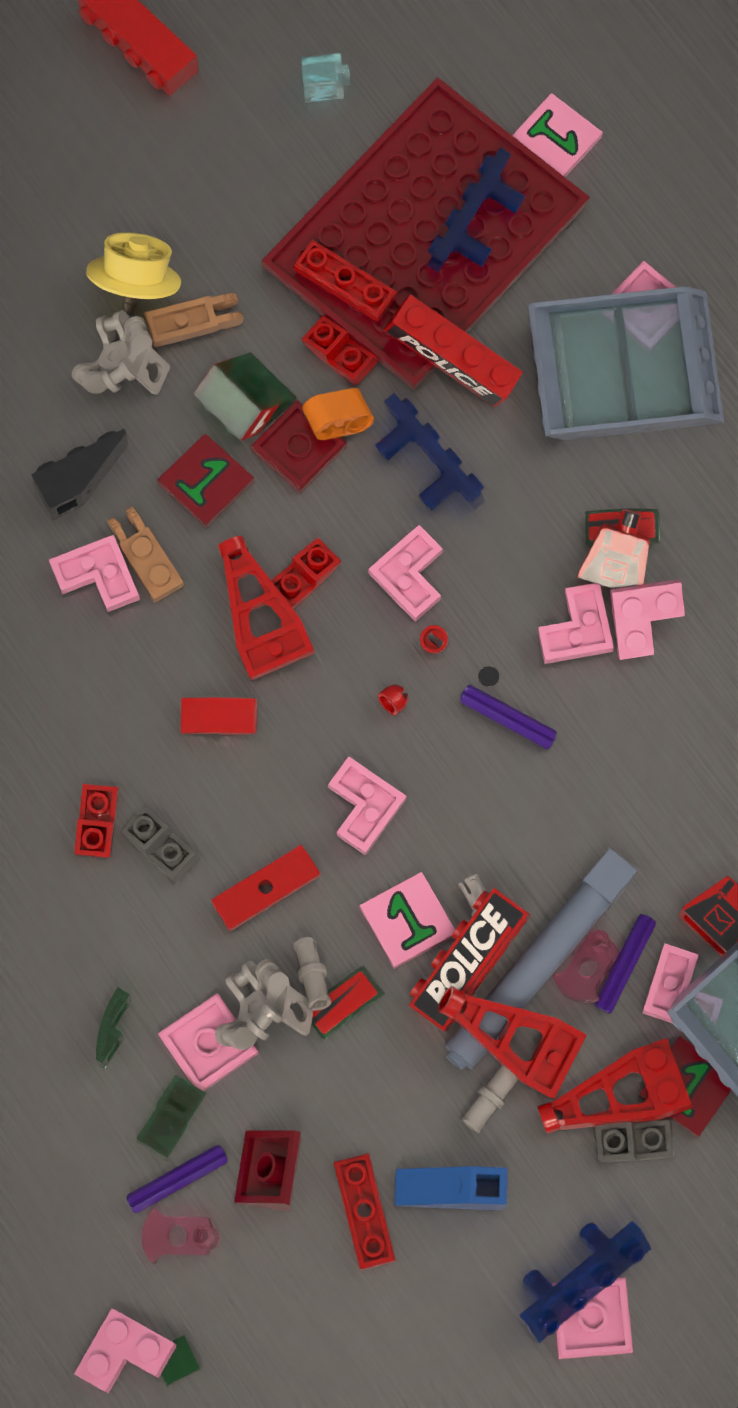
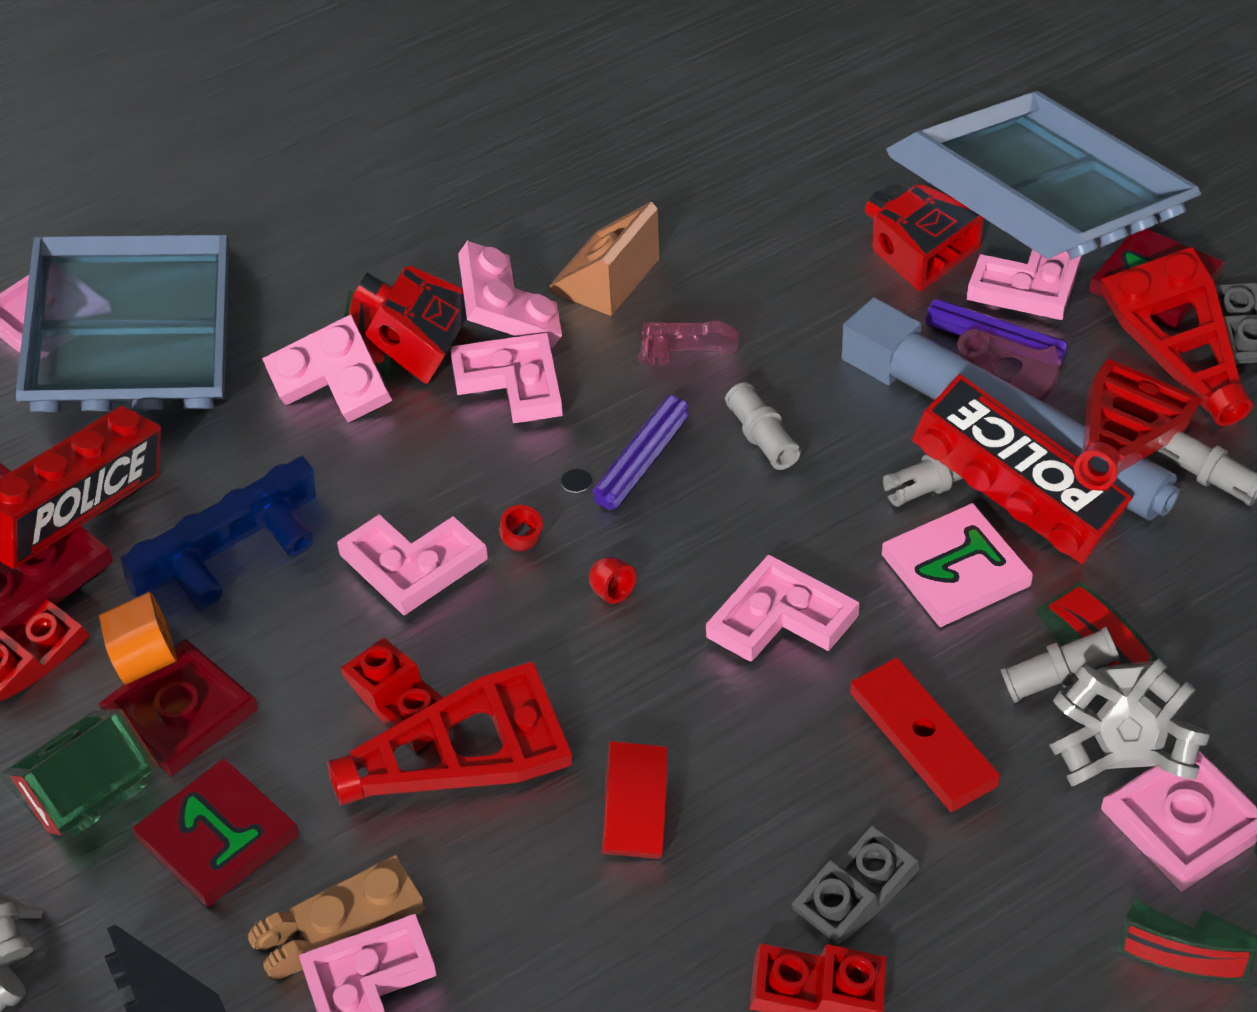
camera: 85 degrees left, 25 degrees down
(529, 796) = (762, 426): none -> light grey pin
(587, 507) = (331, 357): none -> bright pink plate
(610, 733) = (660, 338): none -> clear pink piece
(693, 688) = (612, 262): none -> nougat slope

